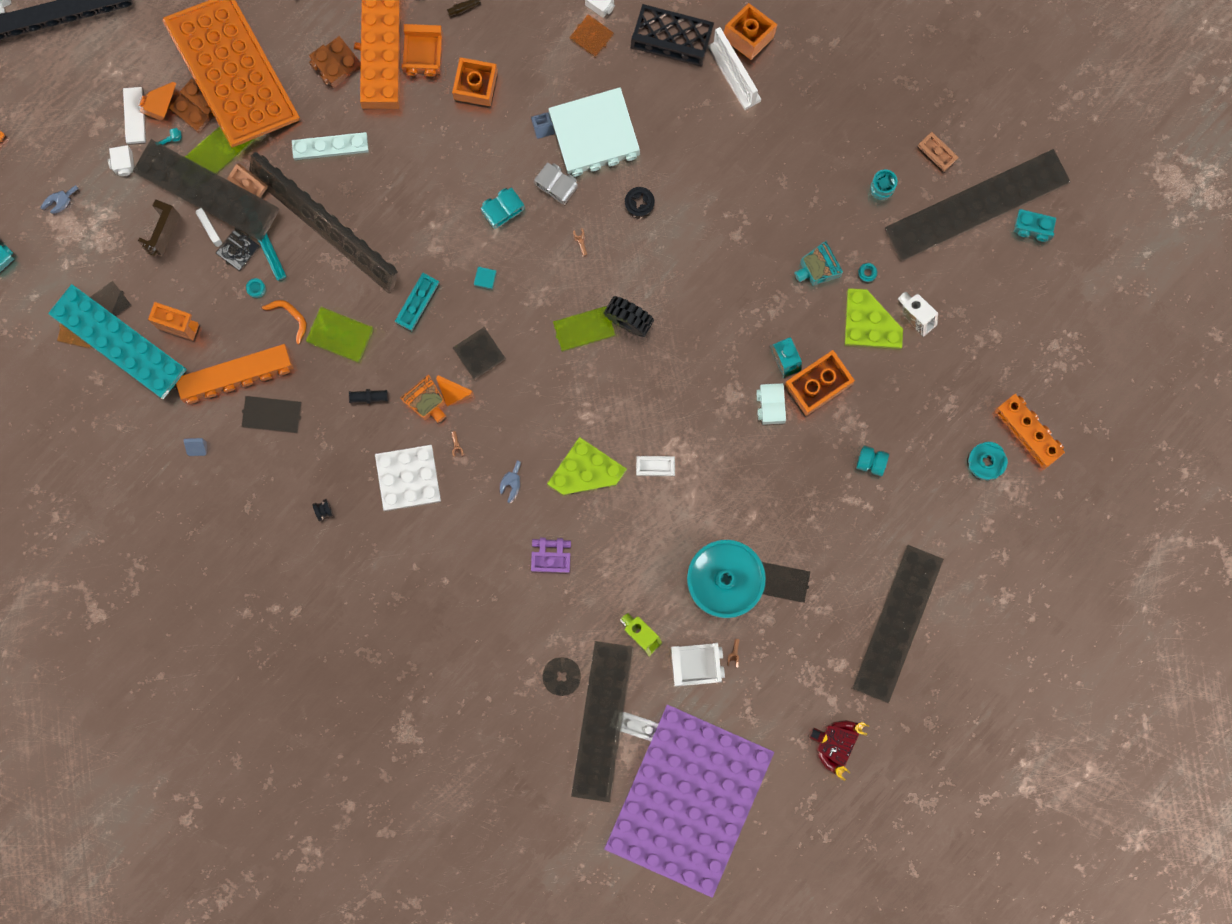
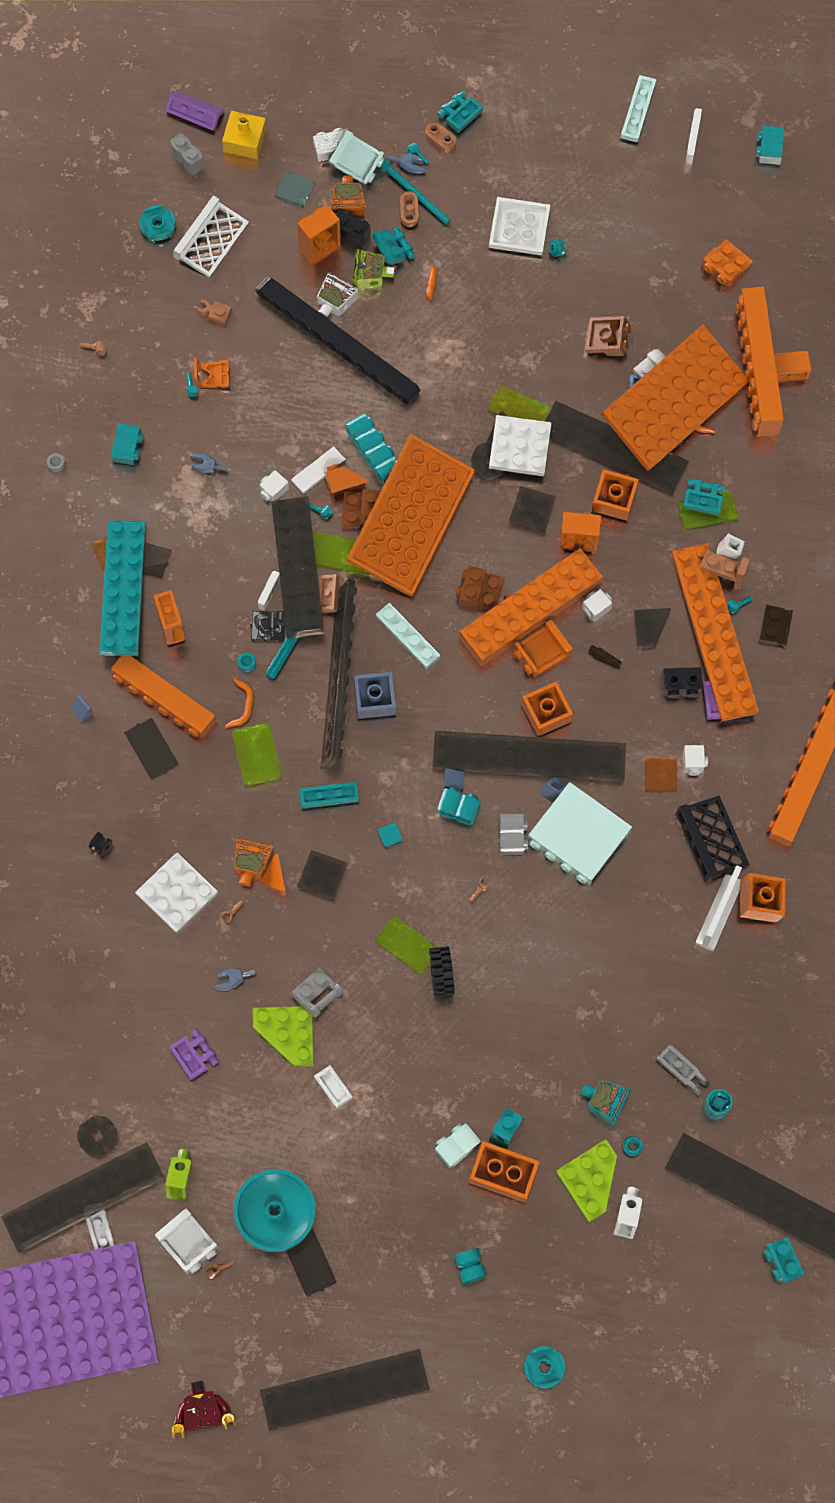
camera: 50 degrees right, 10 degrees down
(148, 58) = (371, 446): none -> teal brick
(163, 231) = (238, 557): dark brown panel -> none
(362, 206) = (374, 695): none -> sand blue brick
(368, 396) = (221, 812): black pin -> none
(477, 196) = (454, 779): none -> sand blue slope
(501, 124) = (529, 756): none -> clear smoke plate
(565, 425) = (312, 988): none -> light grey plate
(635, 194) = (553, 905): black gear -> none
(835, 191) = (681, 1068): none -> light grey hinge
(938, 151) = (783, 1130): nougat plate -> none
(1029, 431) = (597, 1385): orange brick -> none

